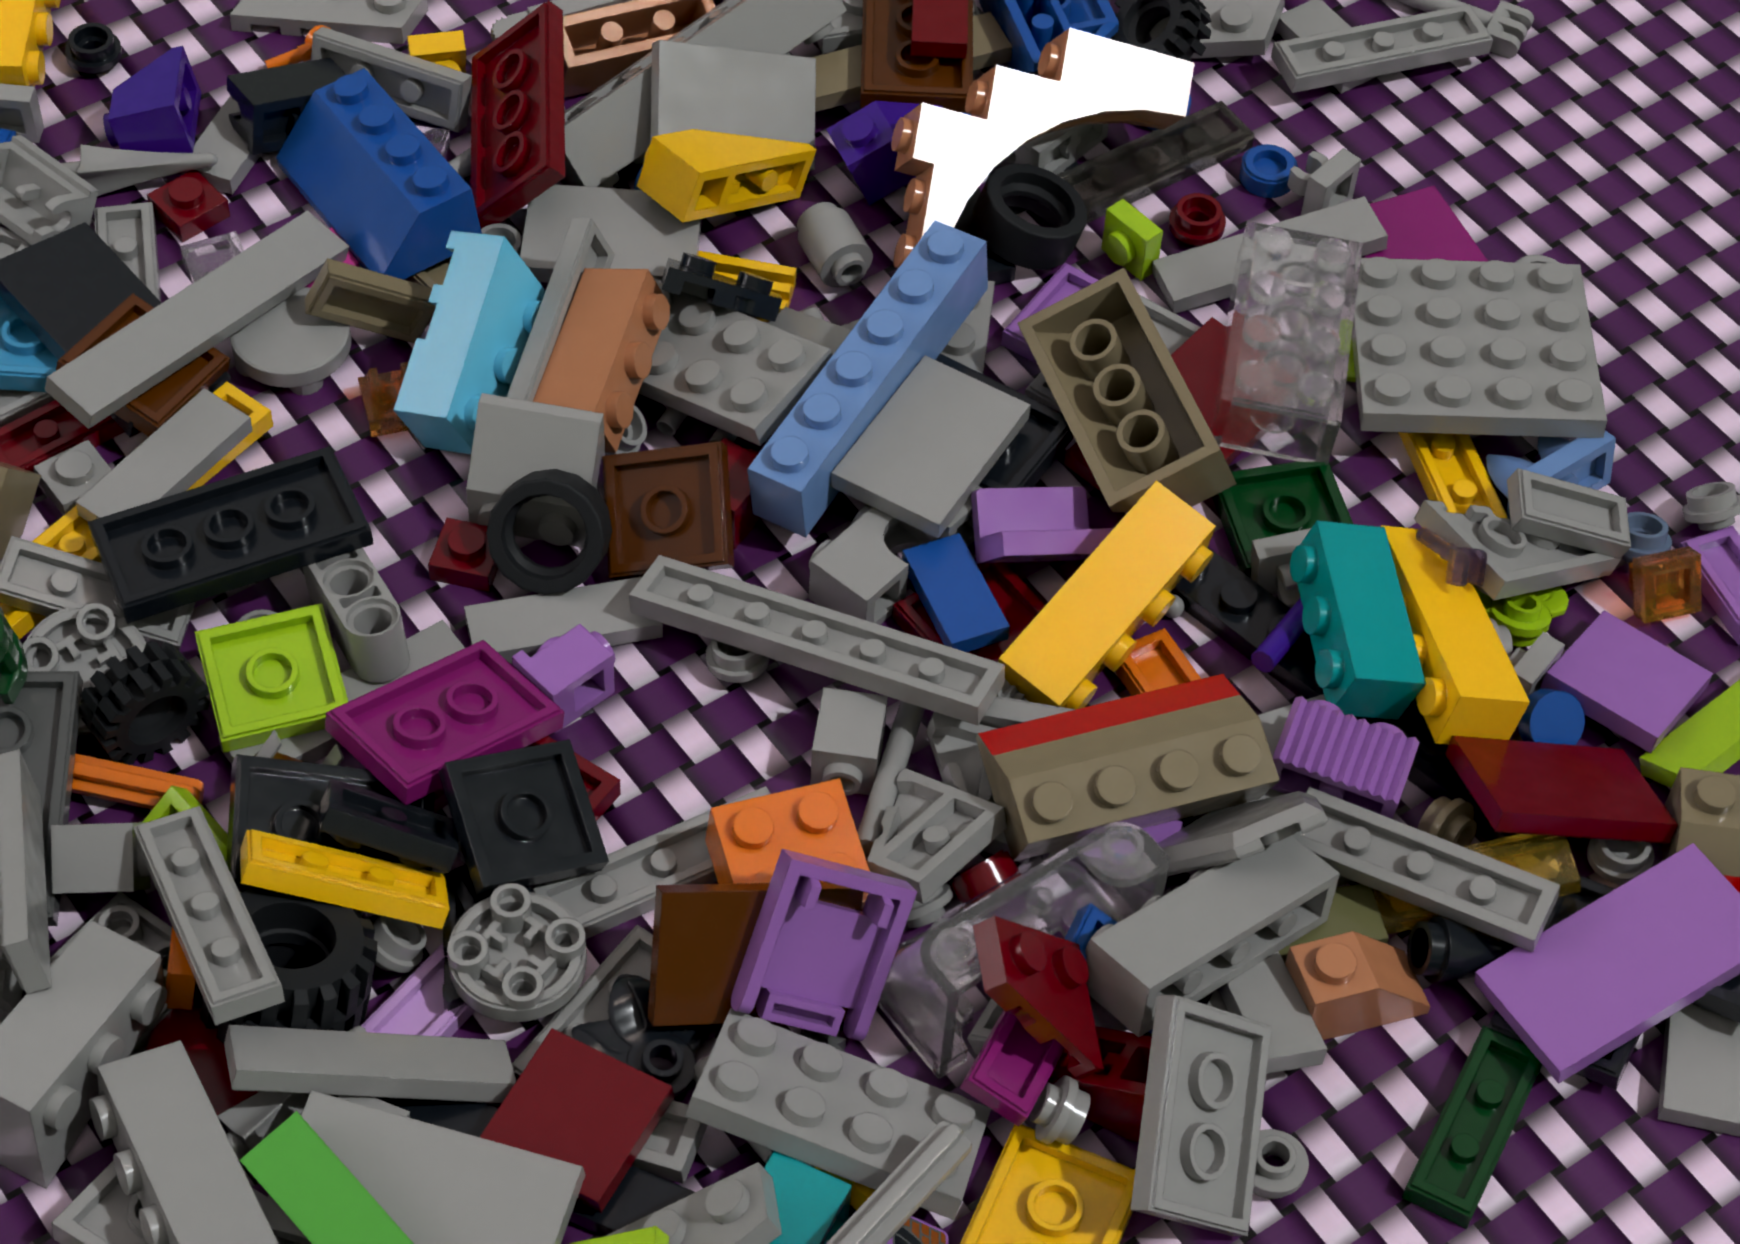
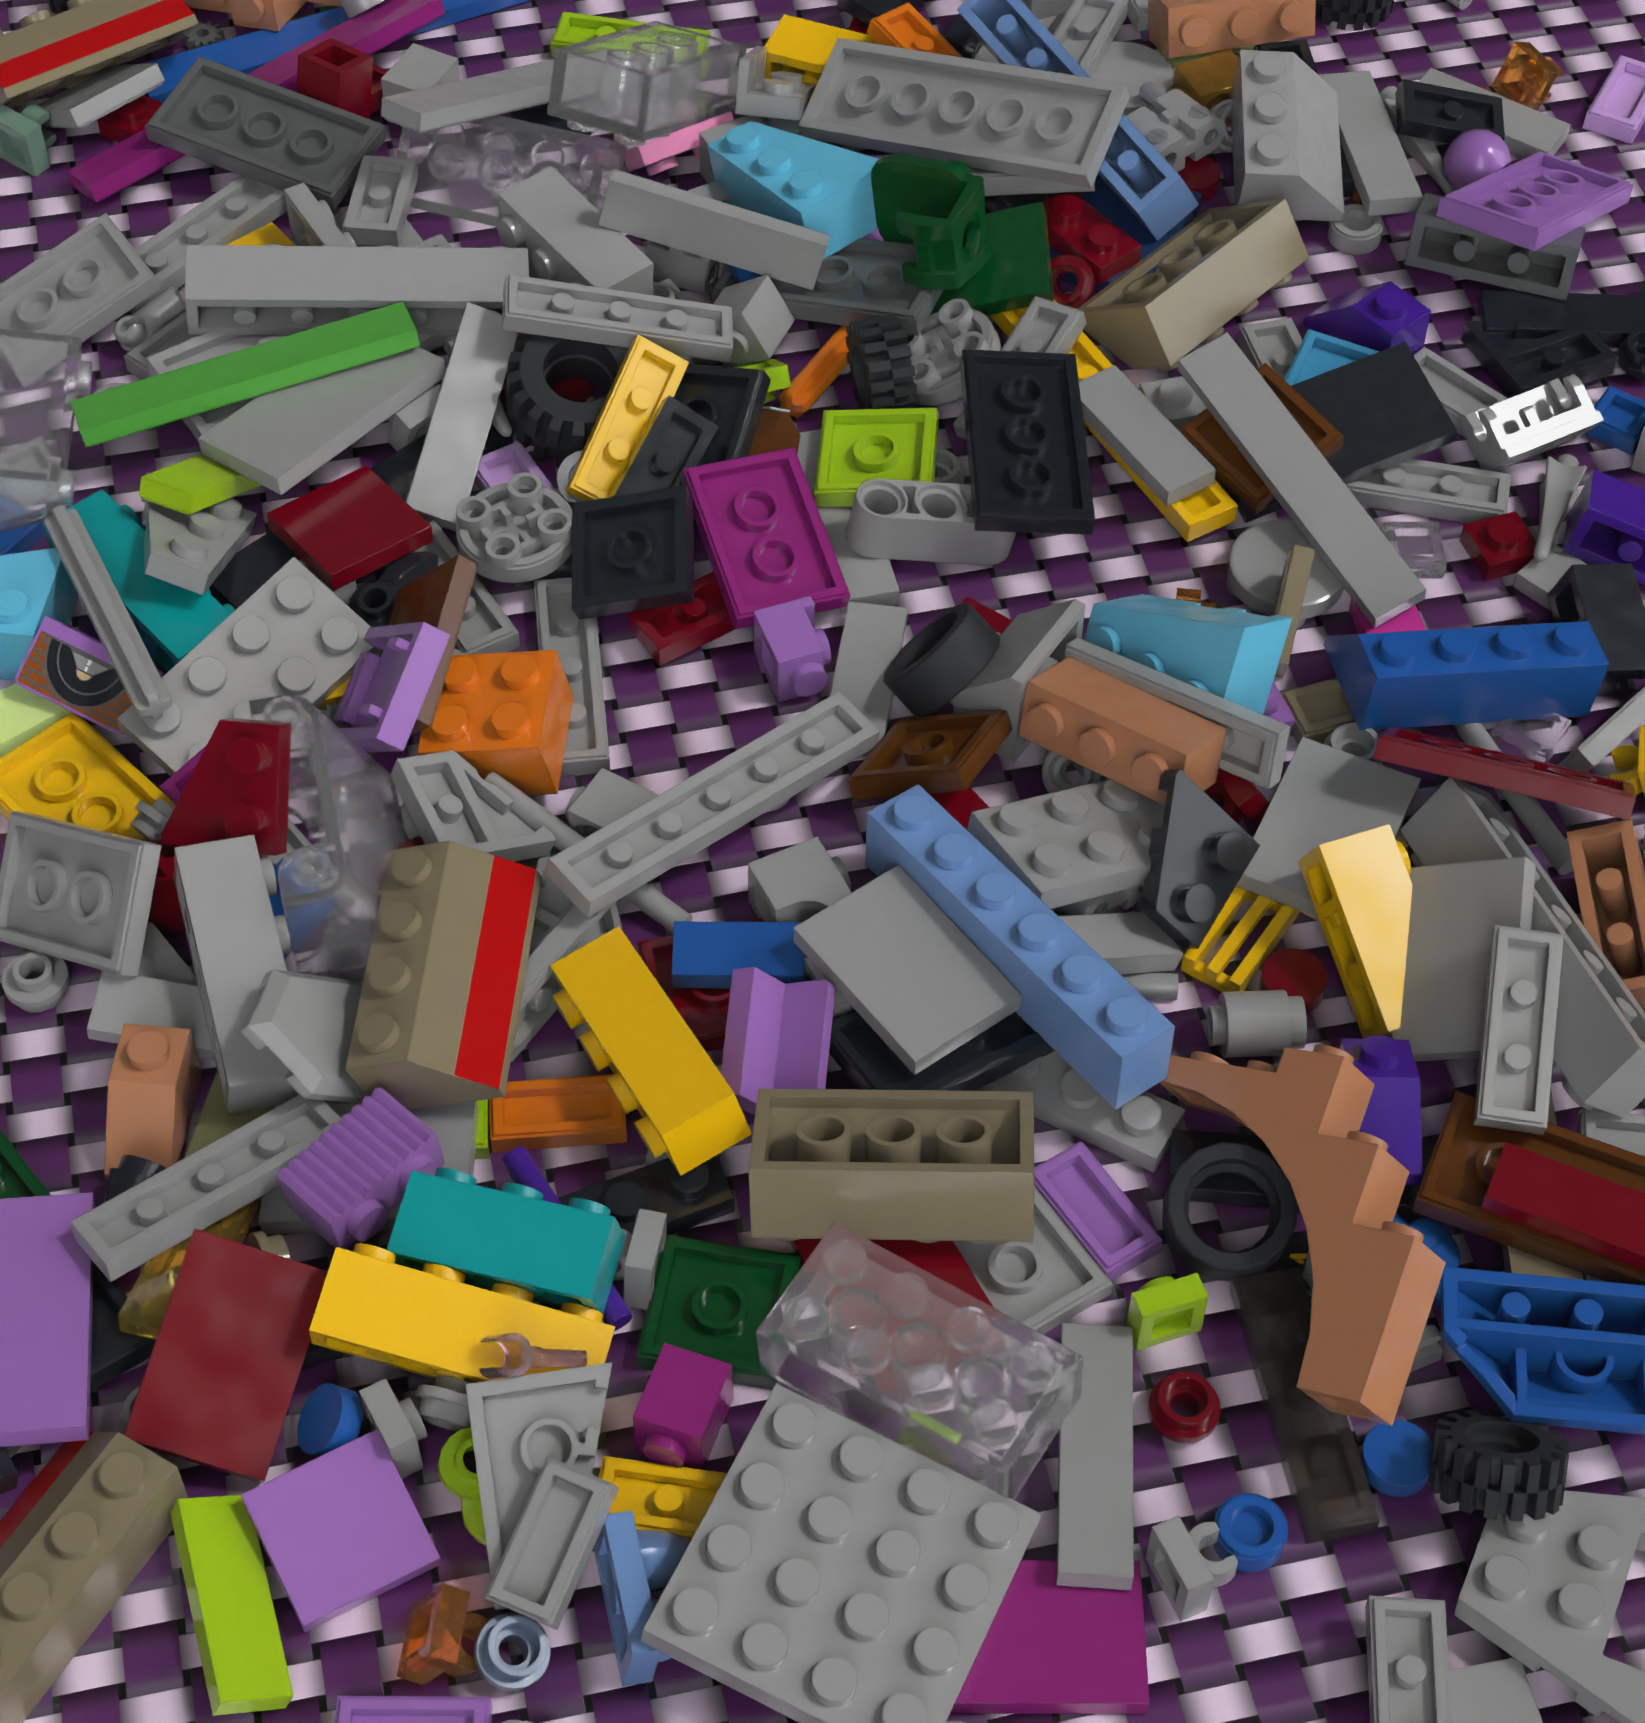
camera: 115 degrees right, 0 degrees up
(768, 240) = (1297, 974): none -> dark red tile
(807, 43) = (1518, 1030): none -> light grey tile
(1391, 489) = (682, 1408): none -> magenta brick

